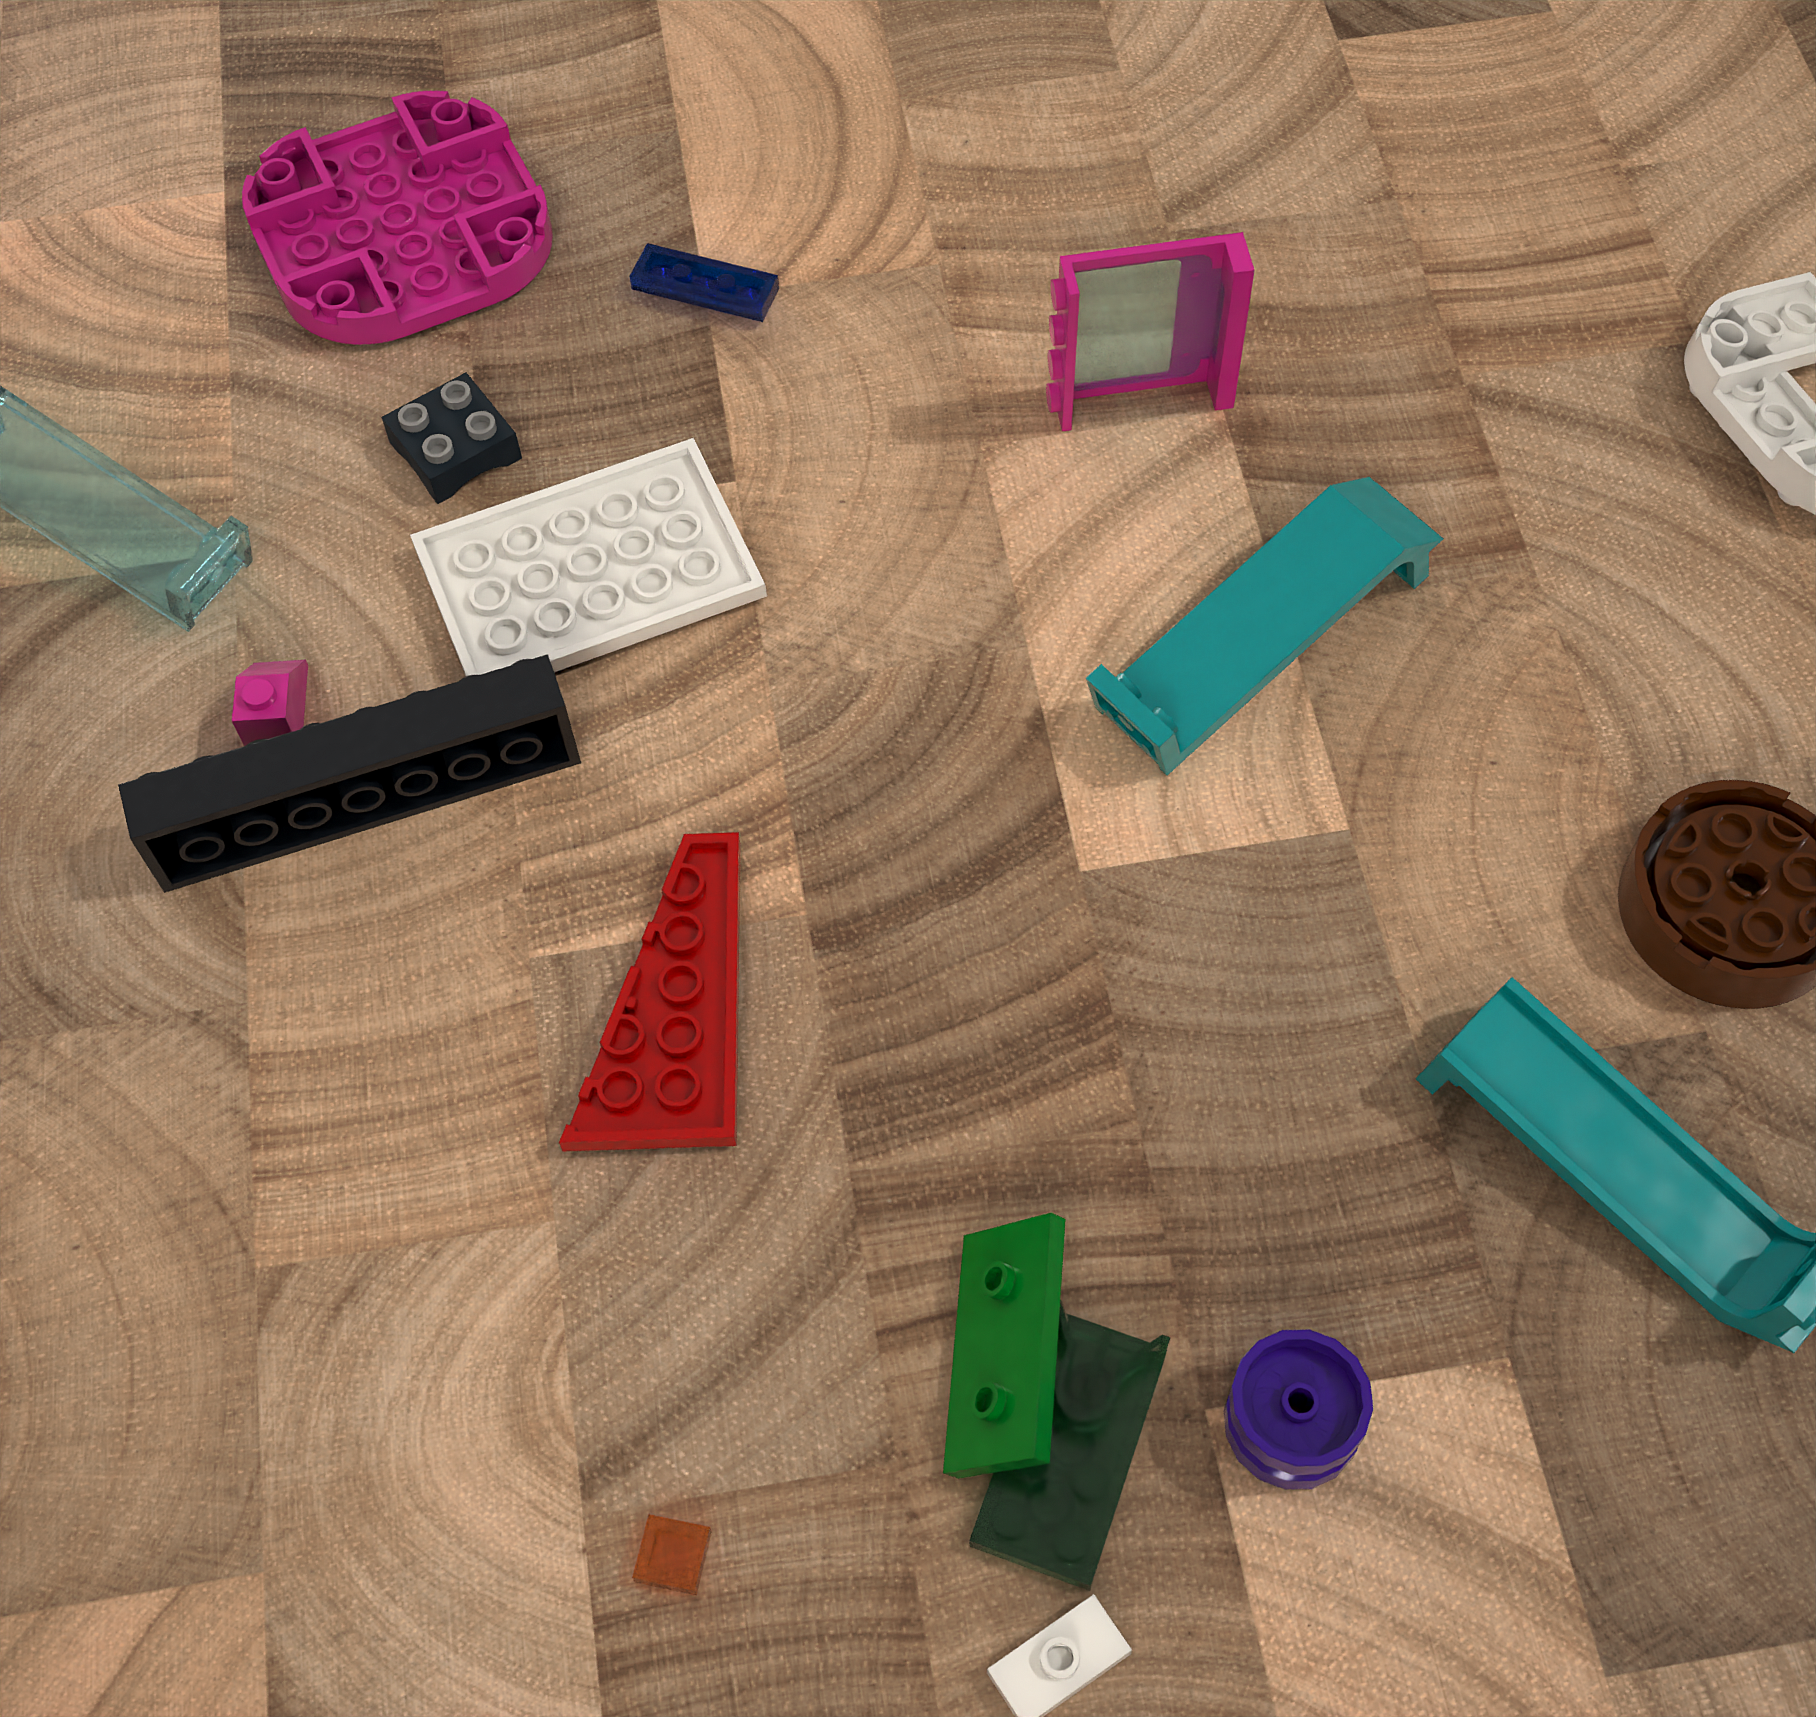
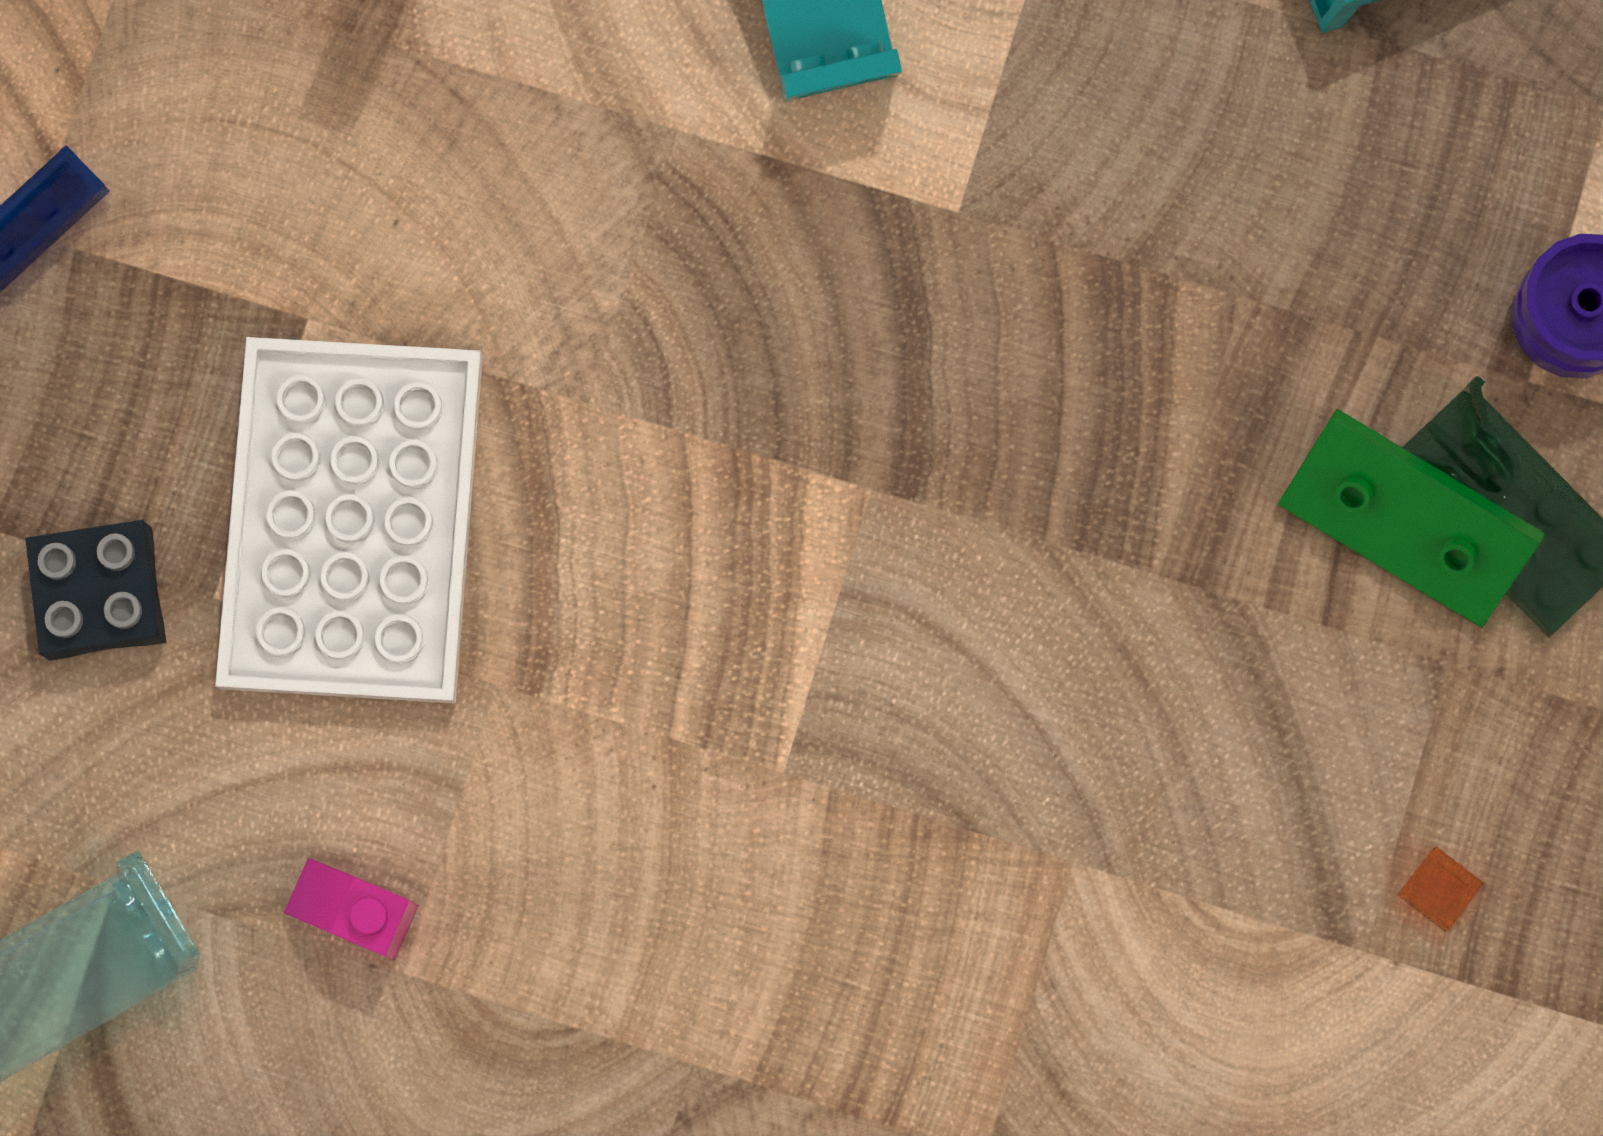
camera: 60 degrees left, 20 degrees up
(349, 774) = (508, 854): black brick -> none
(673, 1033) = (947, 670): red wing -> none

